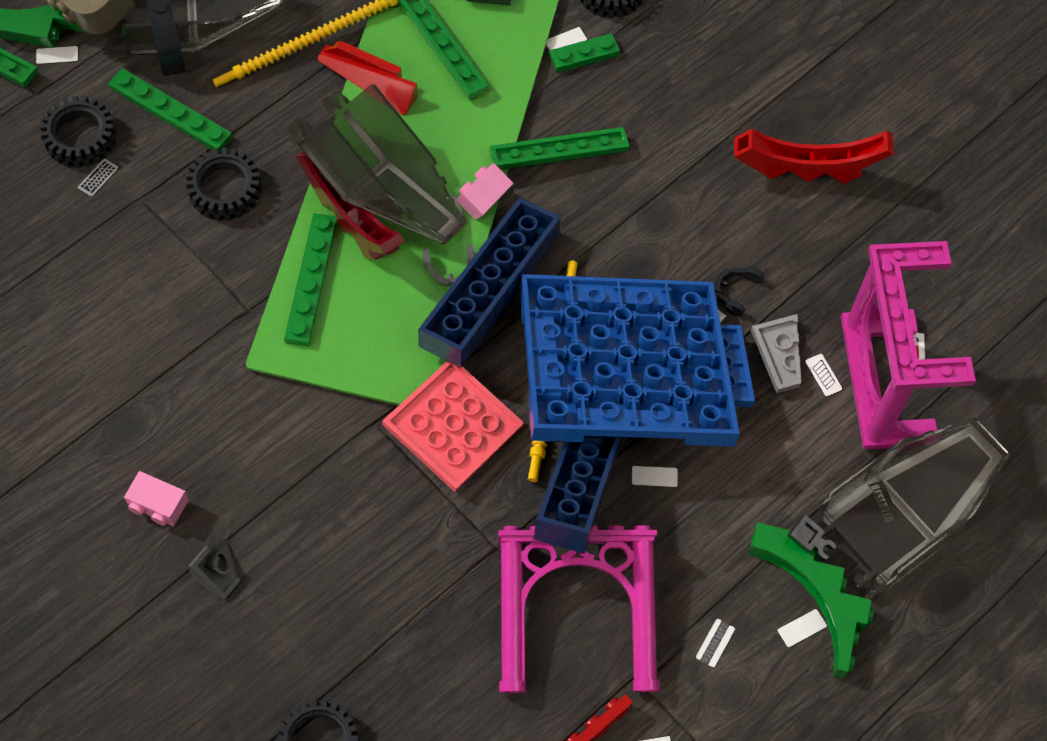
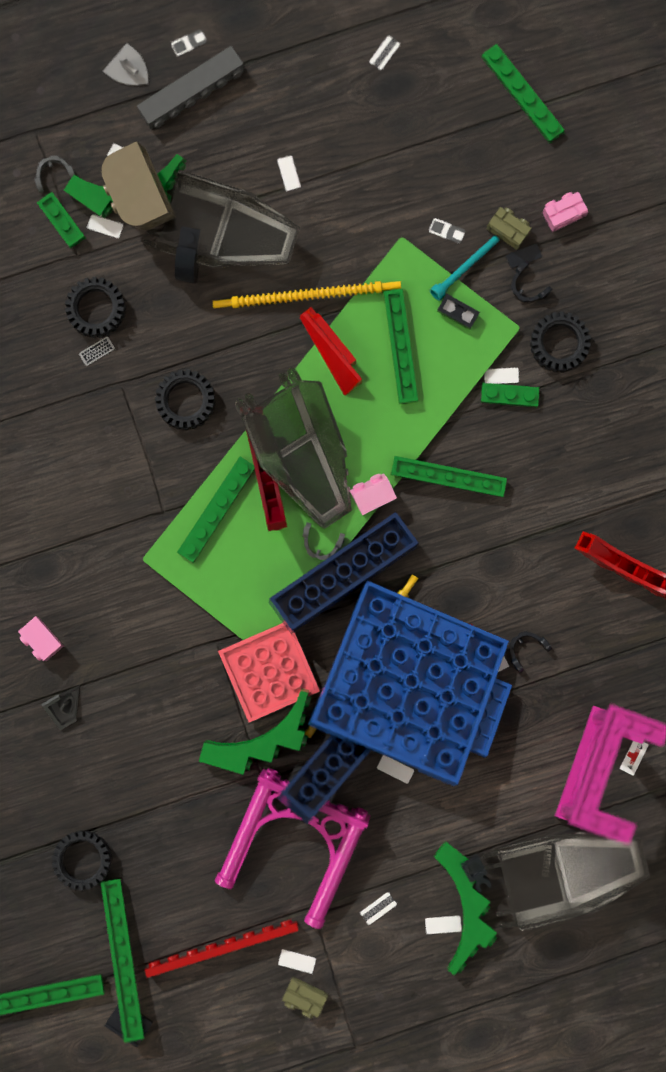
camera: 30 degrees right, 20 degrees up
(170, 110) = (171, 315): green plate -> none
(458, 534) = (264, 747): none -> green arch
(779, 350) = (532, 715): light grey wing -> none
(823, 375) = (556, 744): white sticker -> none

